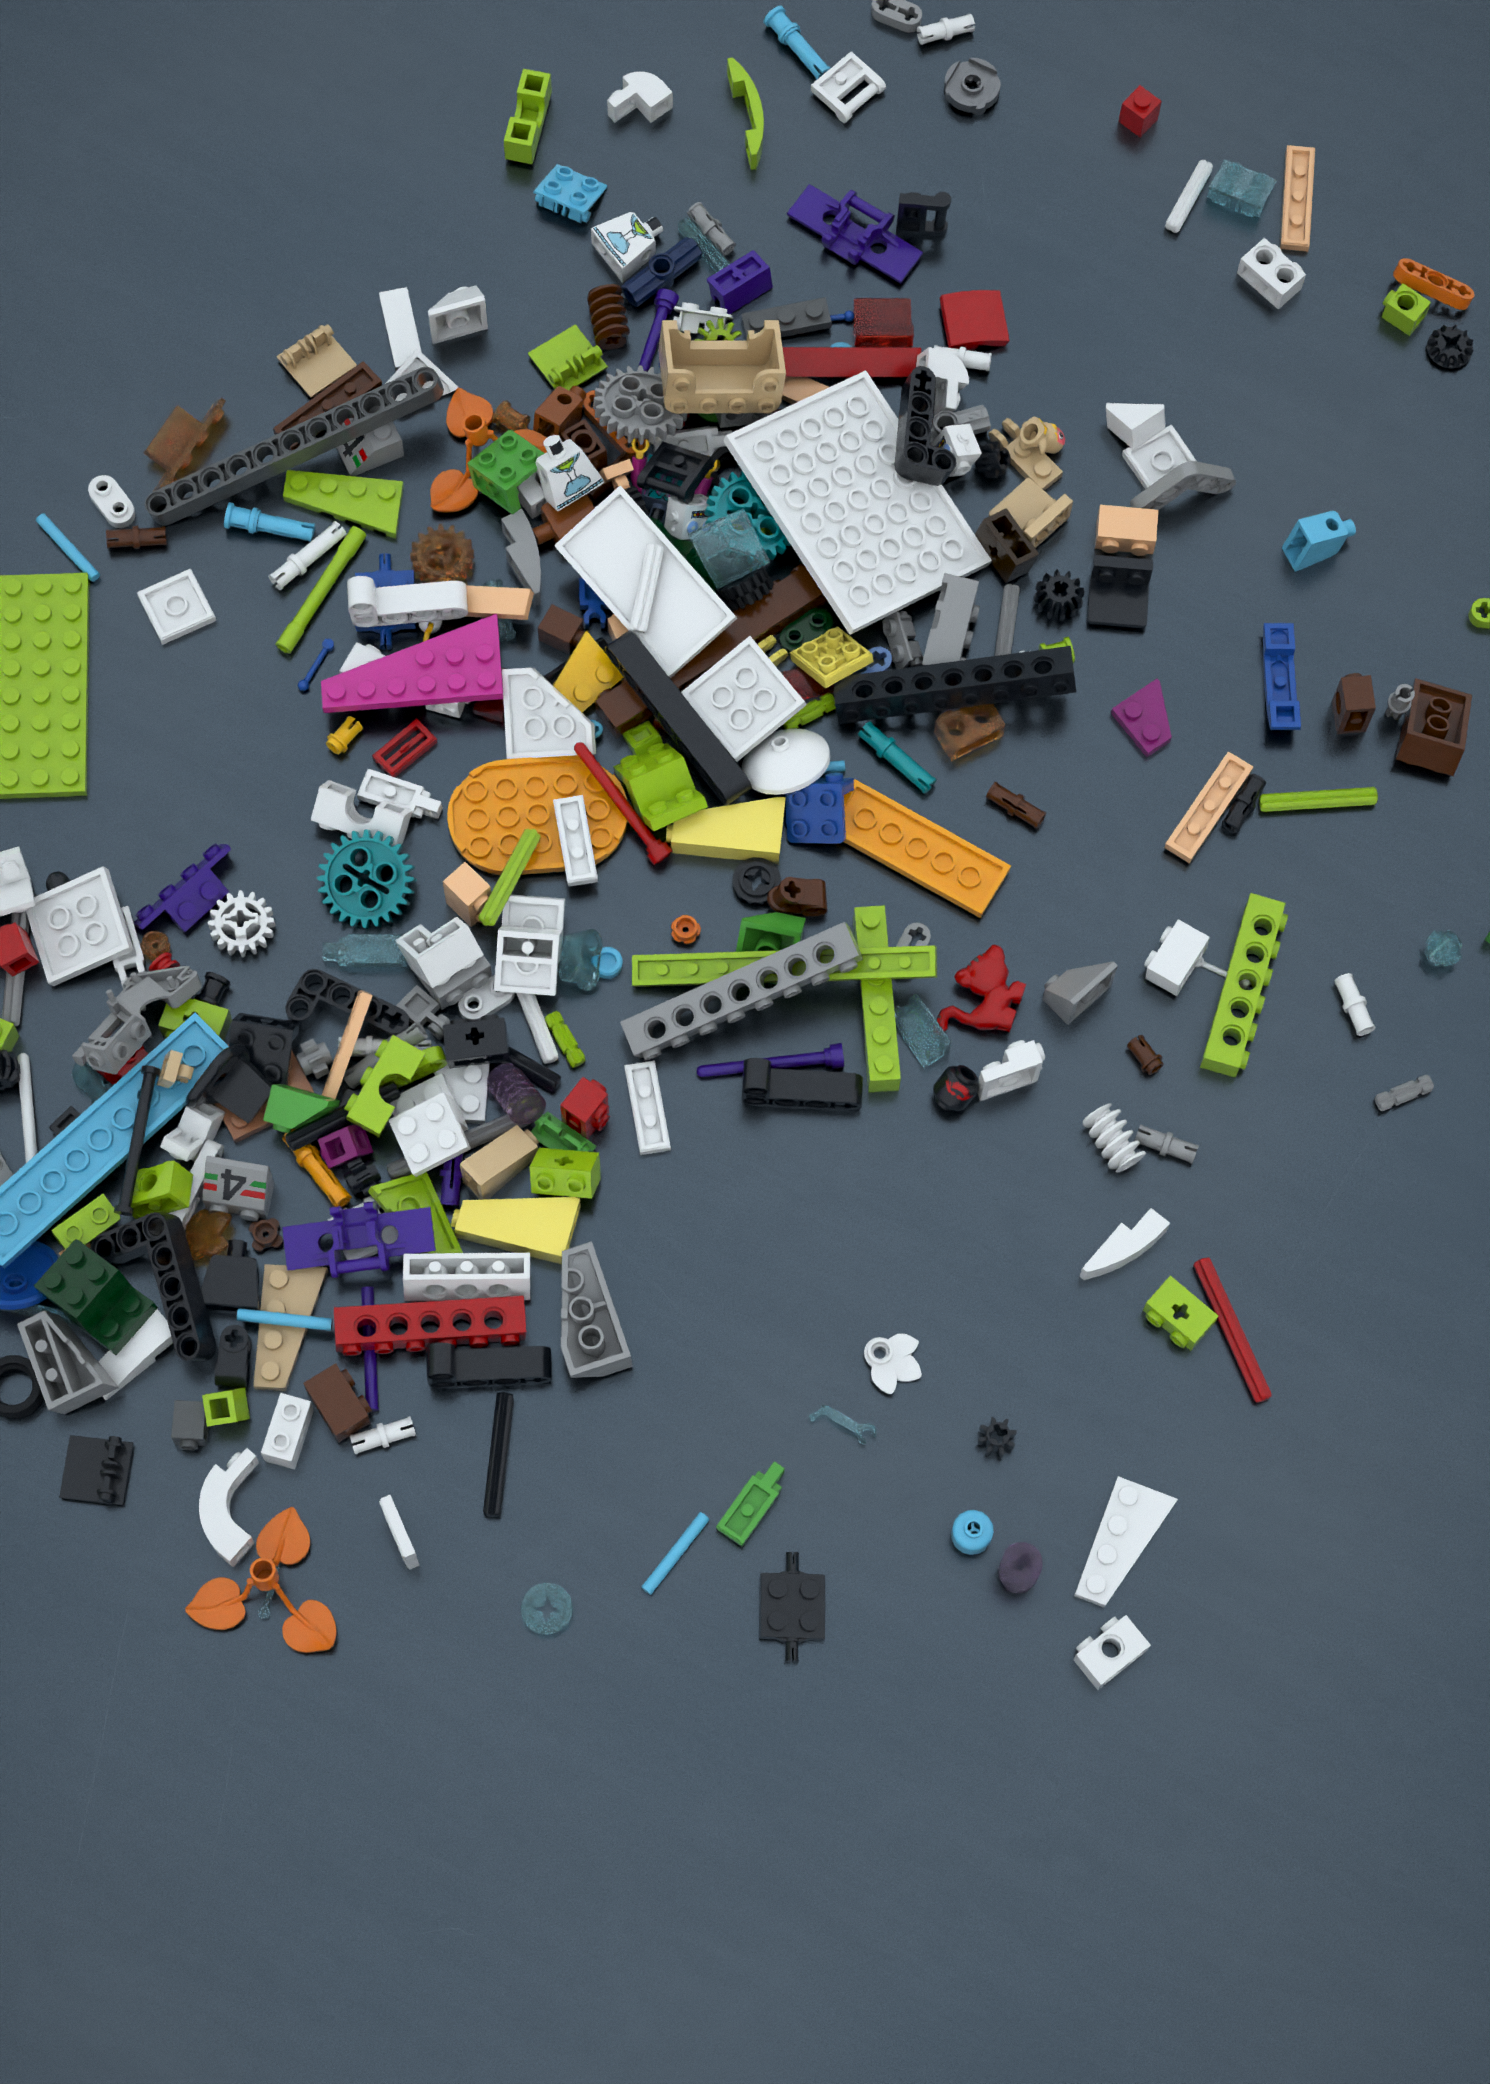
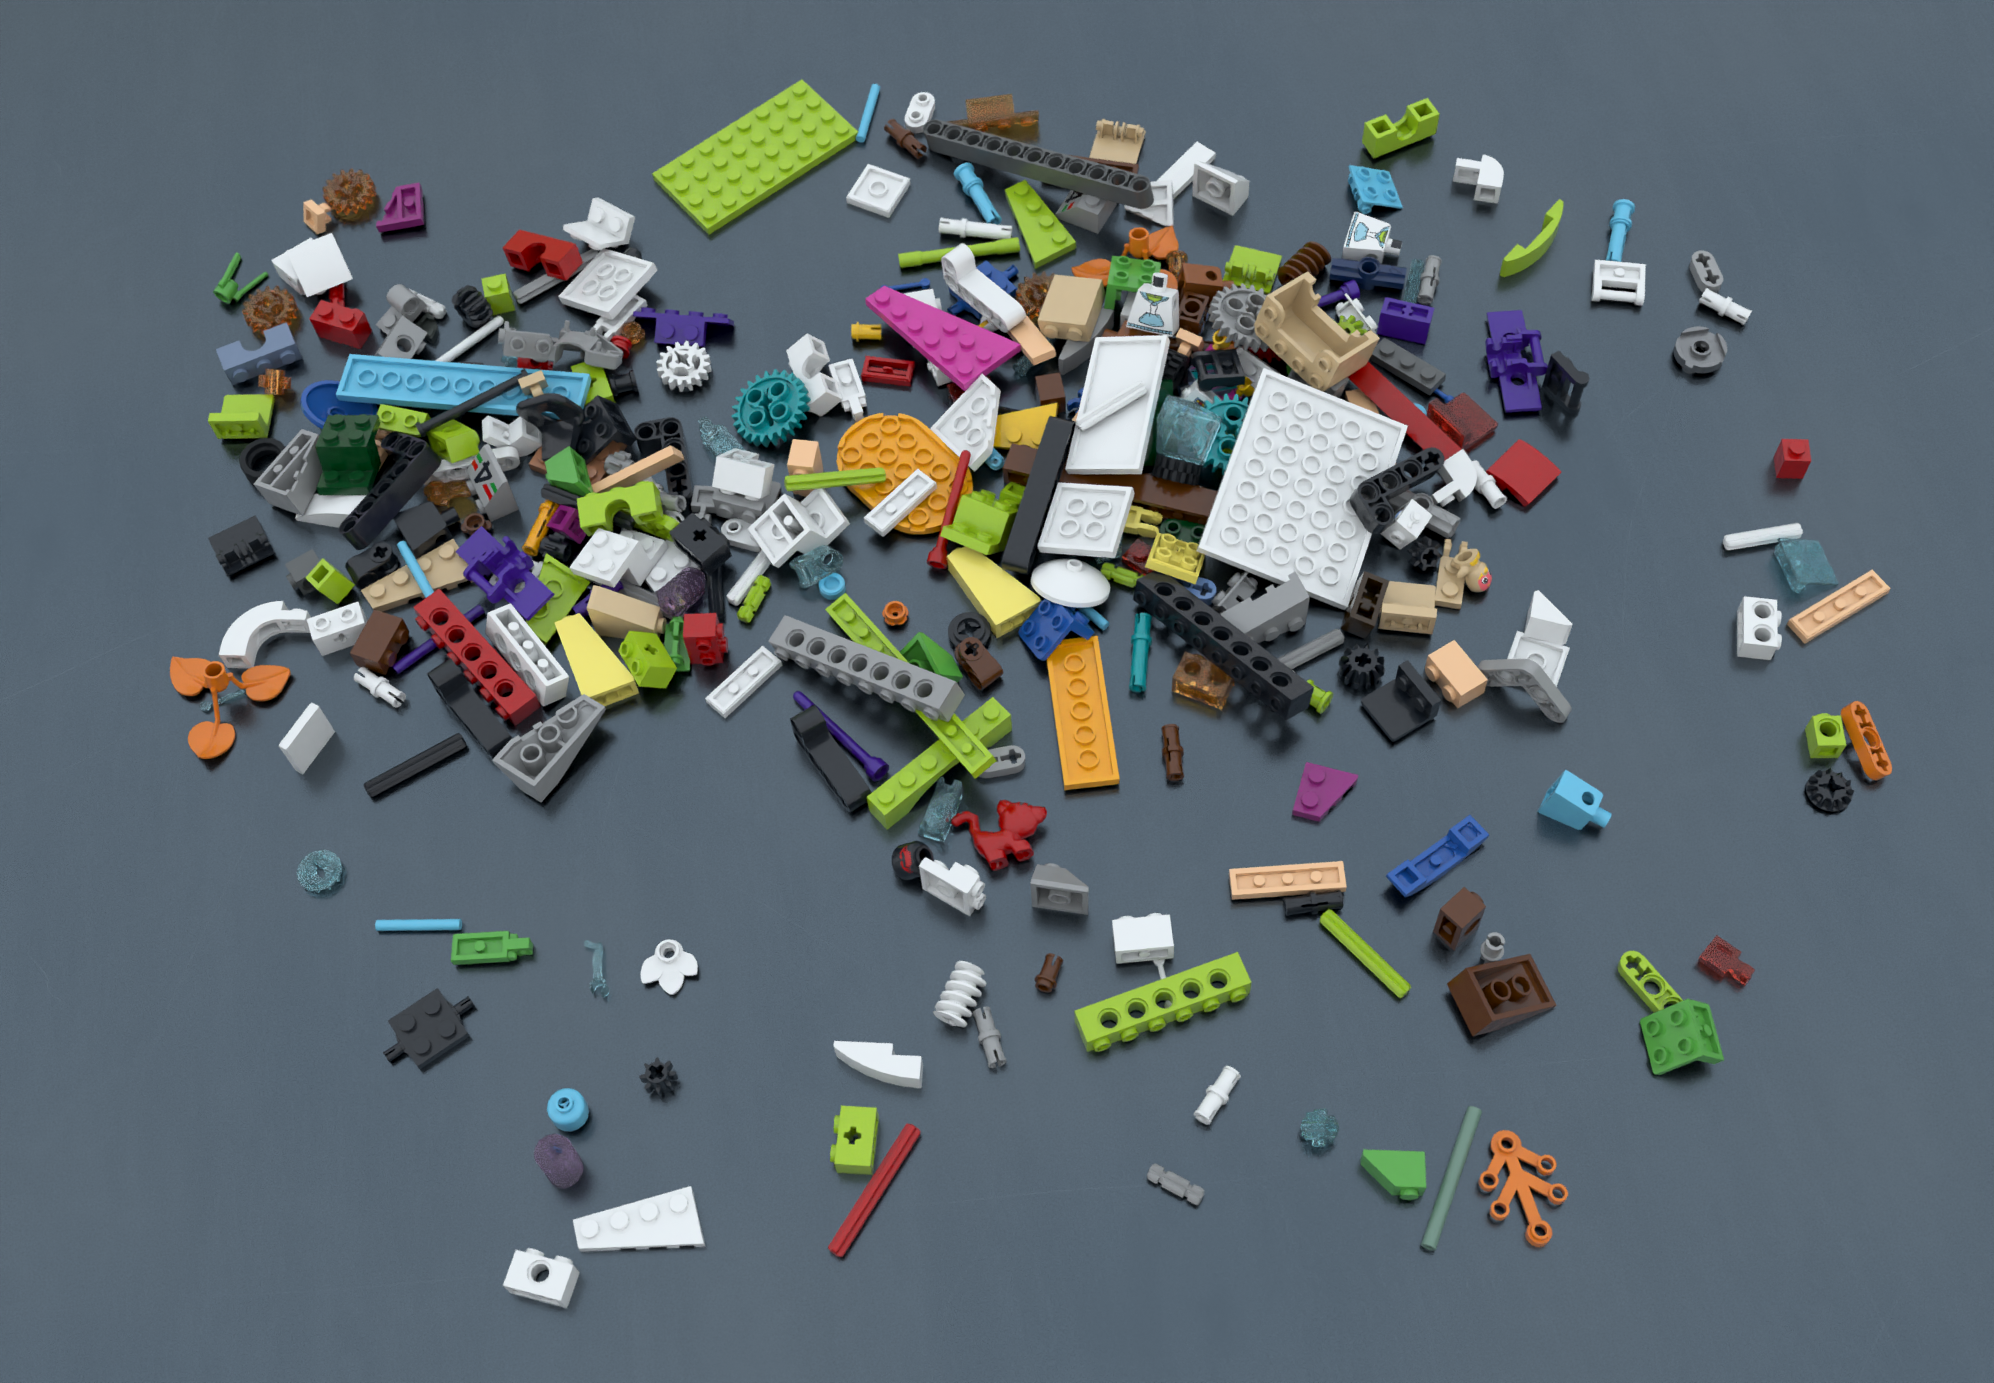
camera: 60 degrees right, 10 degrees down
(495, 541) = (1071, 308): none -> tan brick

